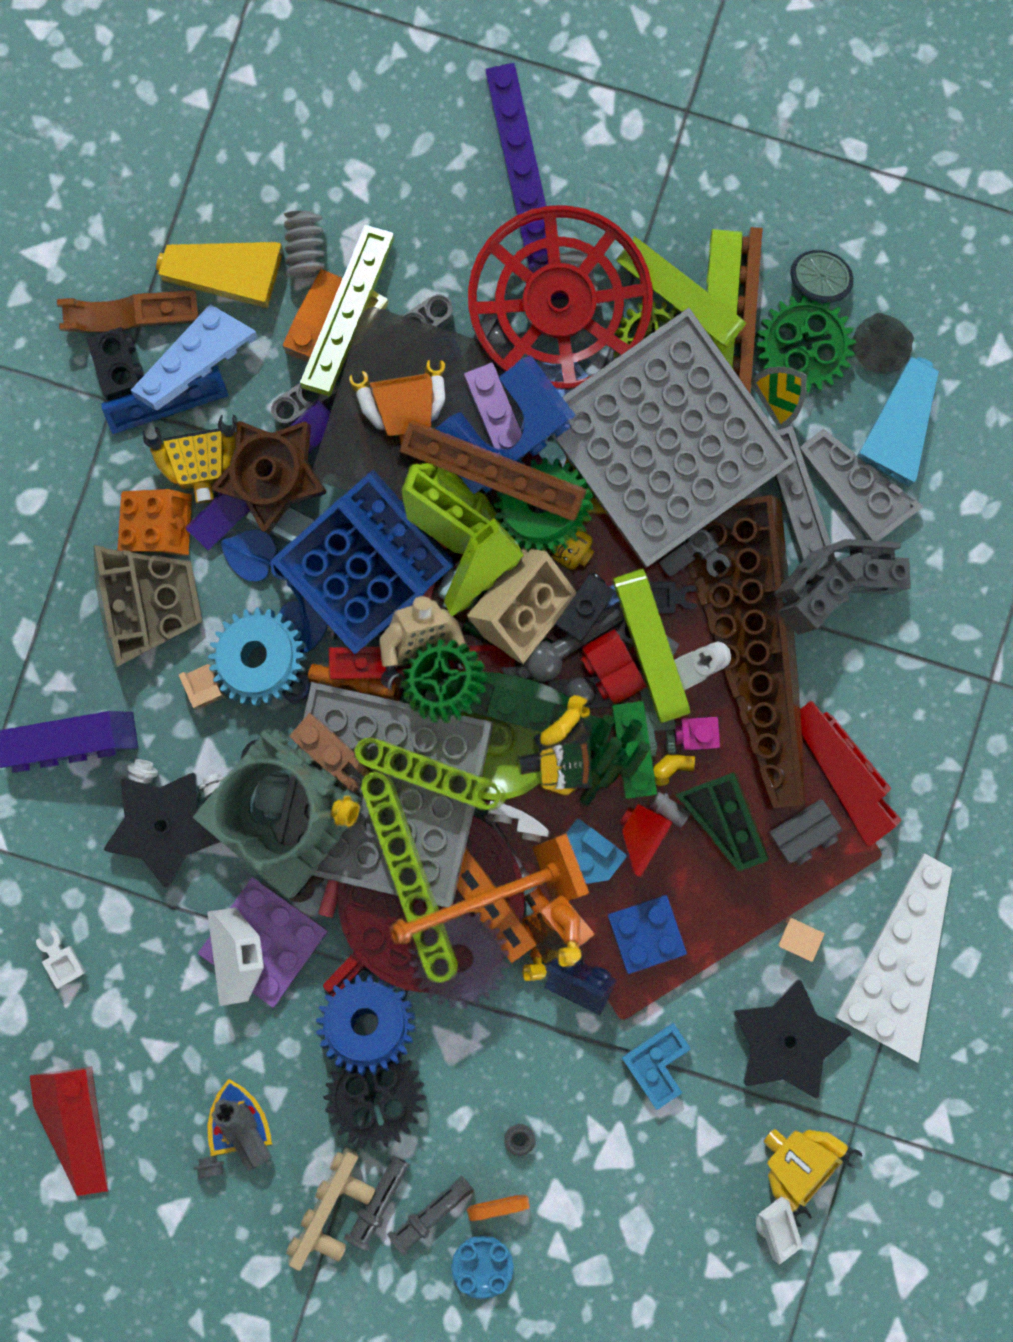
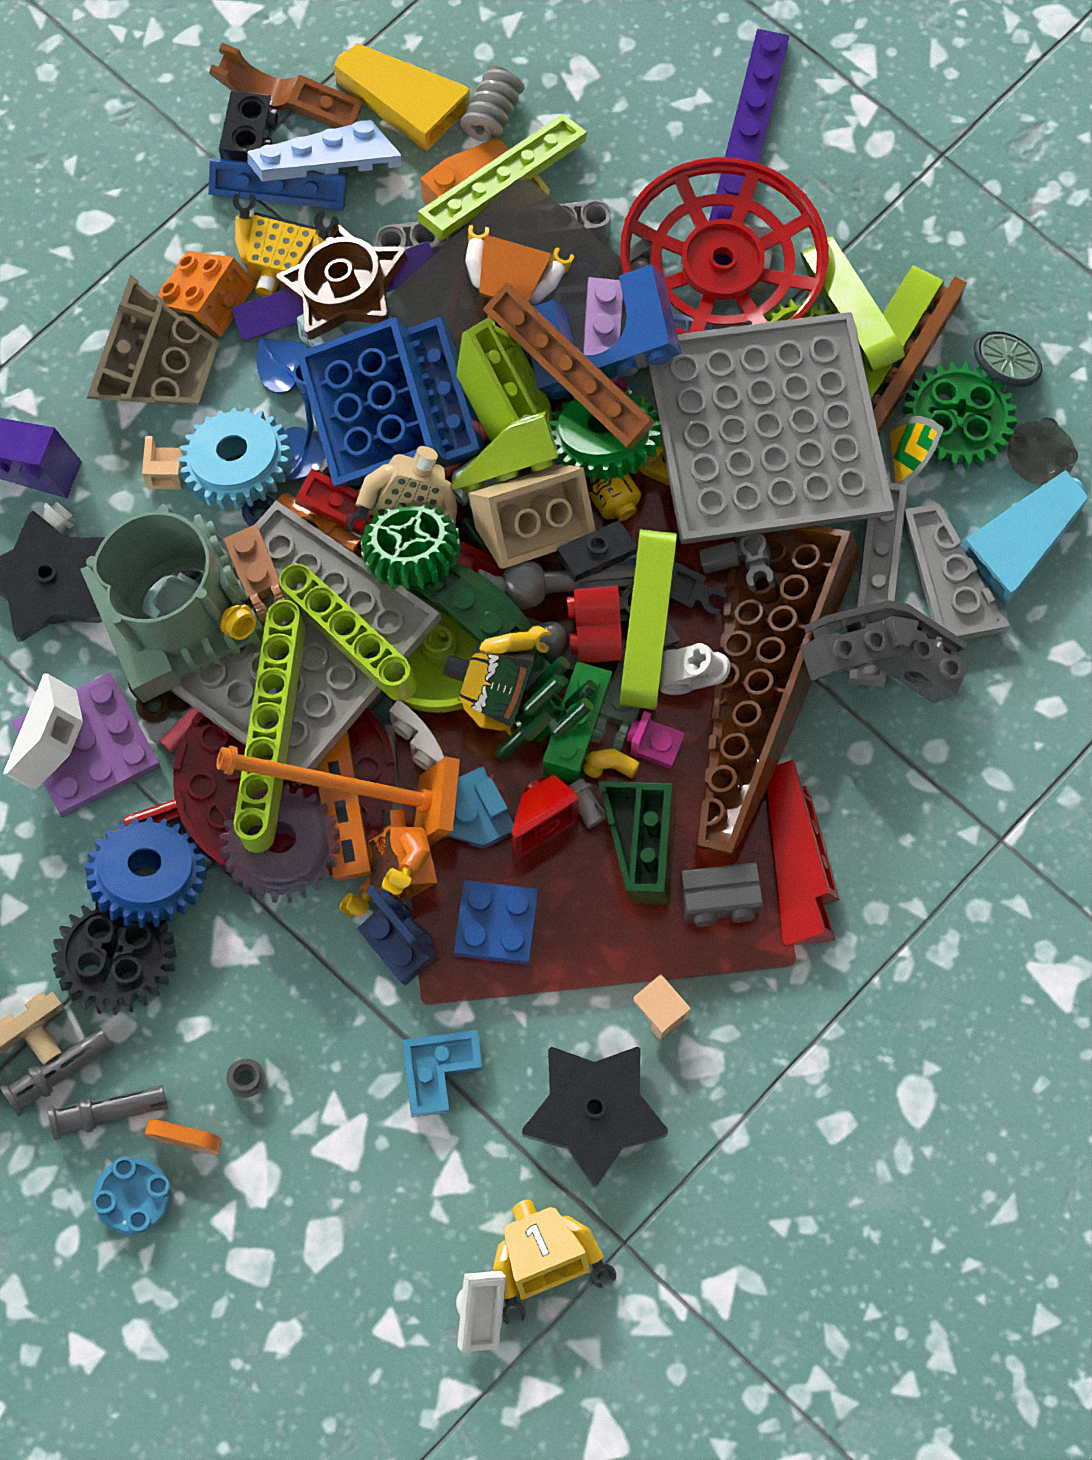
camera: 25 degrees right, 15 degrees down
(897, 976) = (747, 1104): white wing -> none

